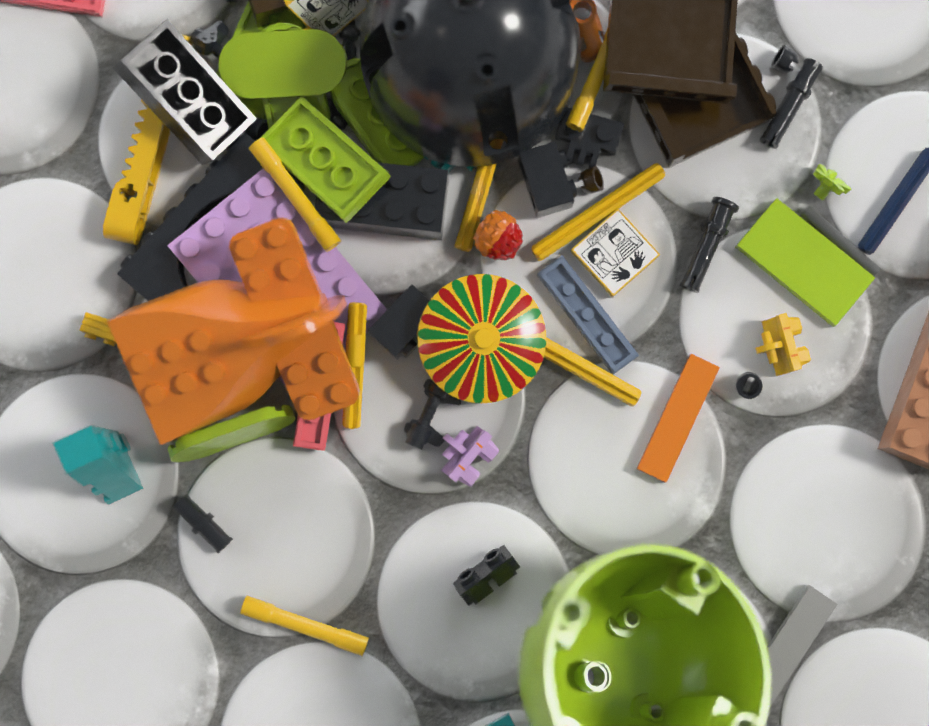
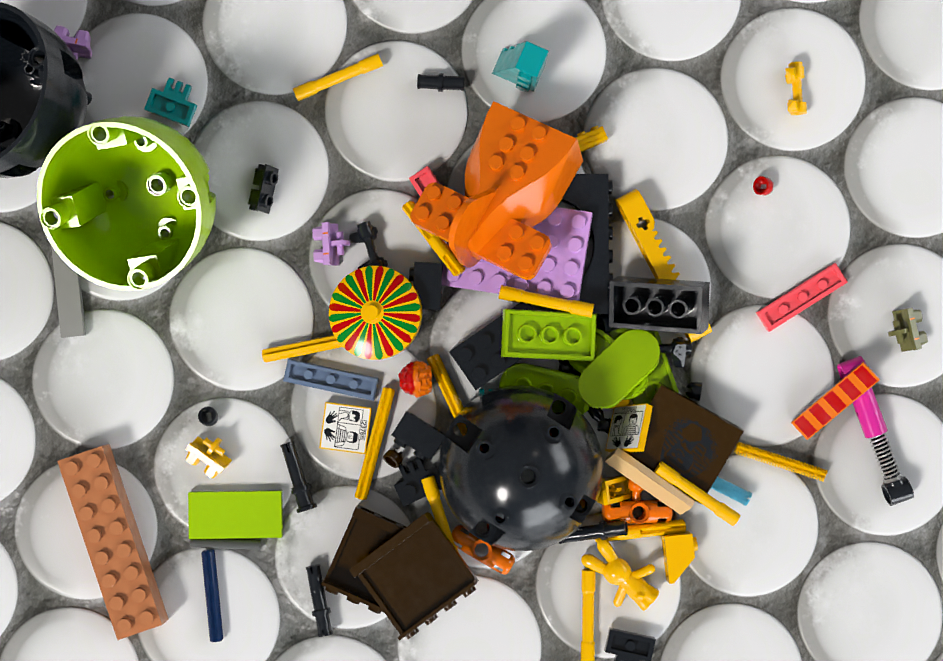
camera: 135 degrees right, 5 degrees up
(230, 433) = (466, 143): lime tile -> none
(677, 418) = (232, 365): orange tile -> none
(784, 58) = (344, 623): black hinge -> none
(829, 183) = (259, 572): lime plant -> none

